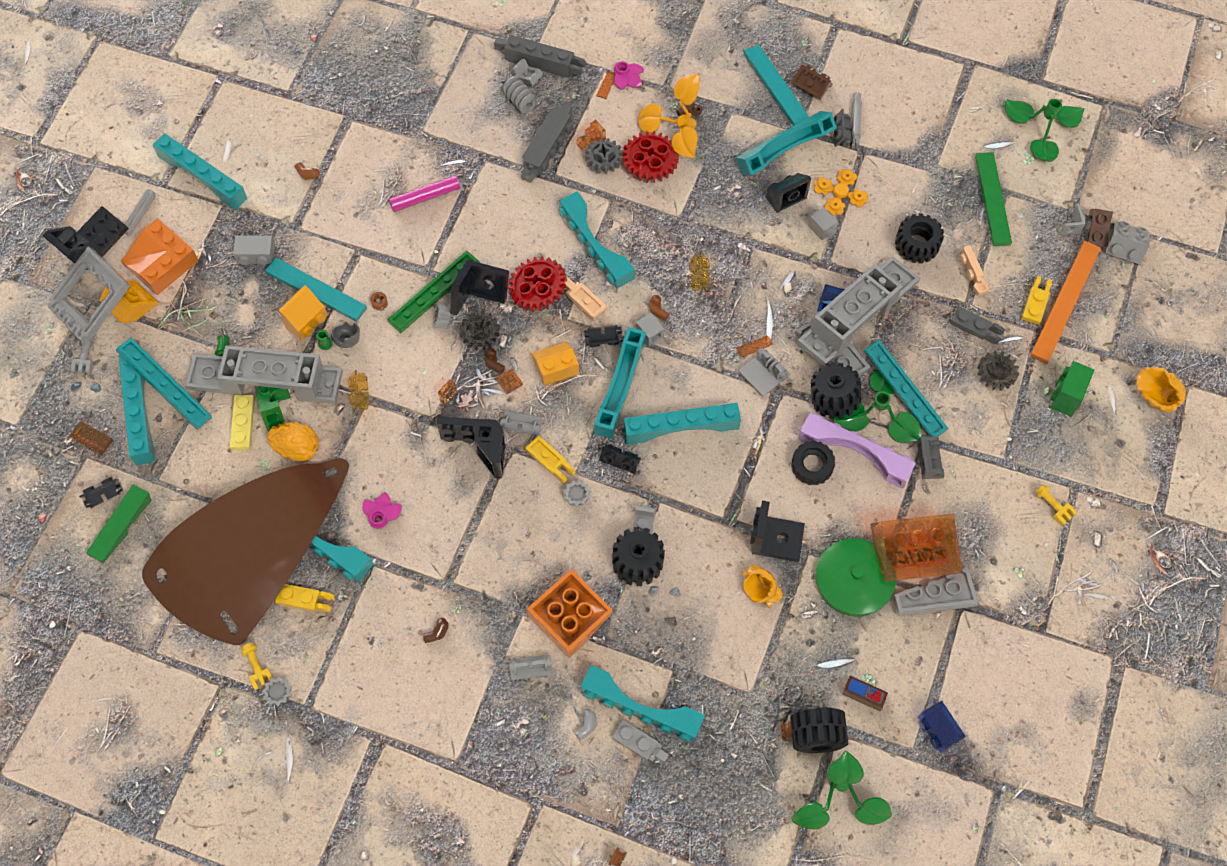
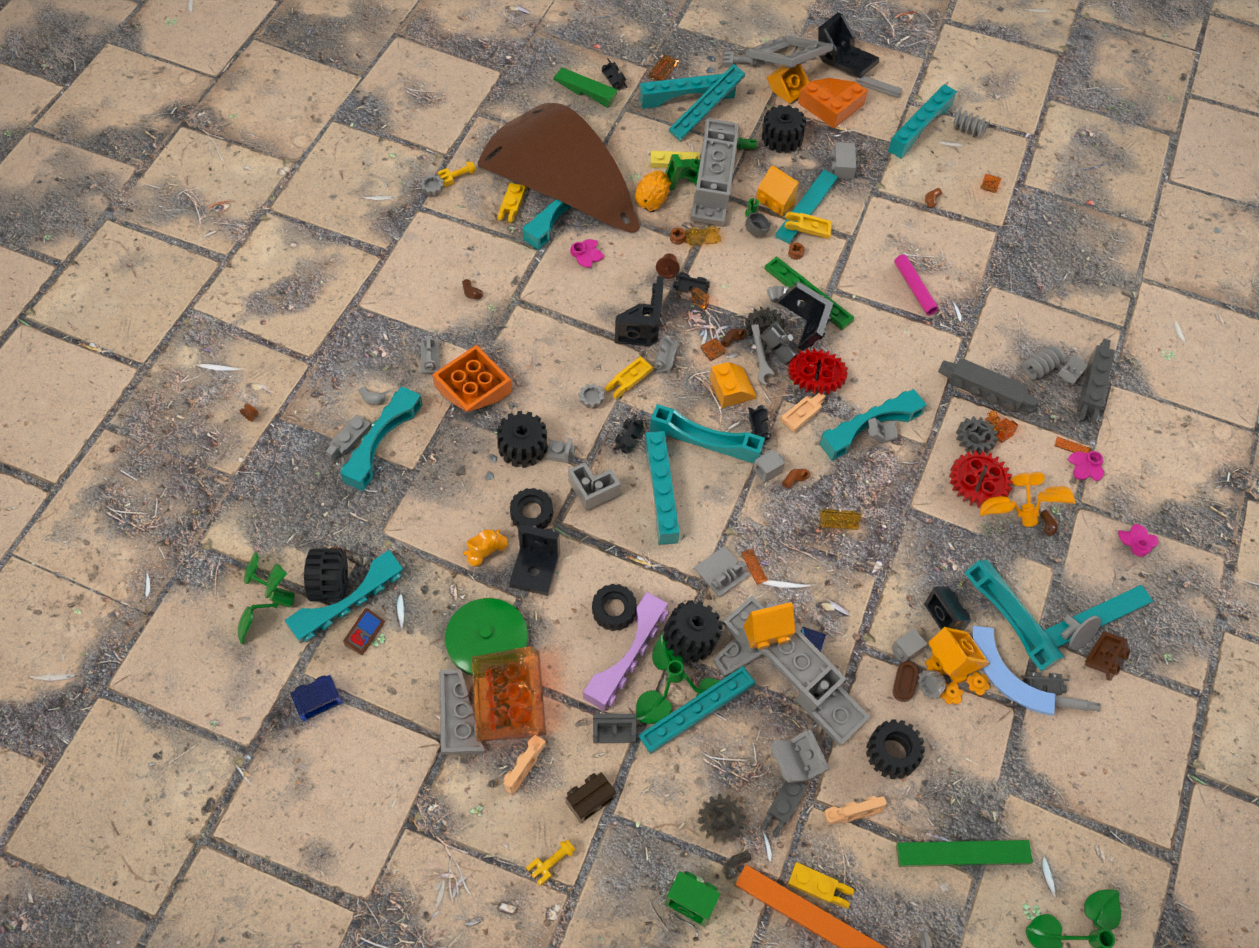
camera: 90 degrees right, 5 degrees down
(205, 127) = (970, 123): none -> light grey piece
(207, 305) = (783, 128): none -> black wheel
(287, 119) = (990, 183): none -> clear orange tile
(348, 284) = (808, 224): none -> yellow hinge
(361, 420) = (677, 240): none -> dark orange bush
(402, 423) = (668, 266): none -> copper piece
(424, 408) = (686, 281): none -> black hinge
(507, 315) = (779, 342): none -> dark grey pin
(535, 332) = (764, 369): none -> light grey piece
(604, 230) = (882, 432): none -> light grey bracket
(691, 487) = (593, 490): none -> light grey brick
(700, 47) = (1138, 540): none -> dark pink plate
(724, 532) = (536, 496): none -> black tyre
(798, 93) = (1080, 633): none -> light grey shield
(804, 683) = (310, 620): none -> teal arch
(829, 186) = (957, 652): none -> light orange slope
(842, 158) = (1006, 681): none -> light blue tile
(845, 313) = (770, 626): none -> light orange slope
(853, 230) = (905, 681): none -> reddish brown tile
(856, 208) = (931, 683): none -> light grey piece
(937, 308) = (799, 758): none -> light grey bracket
(978, 531) = (523, 764): none -> light nougat hinge
(996, 474) = (590, 797): none -> dark brown brick
(1035, 365) = (733, 862): none -> clear smoke arm

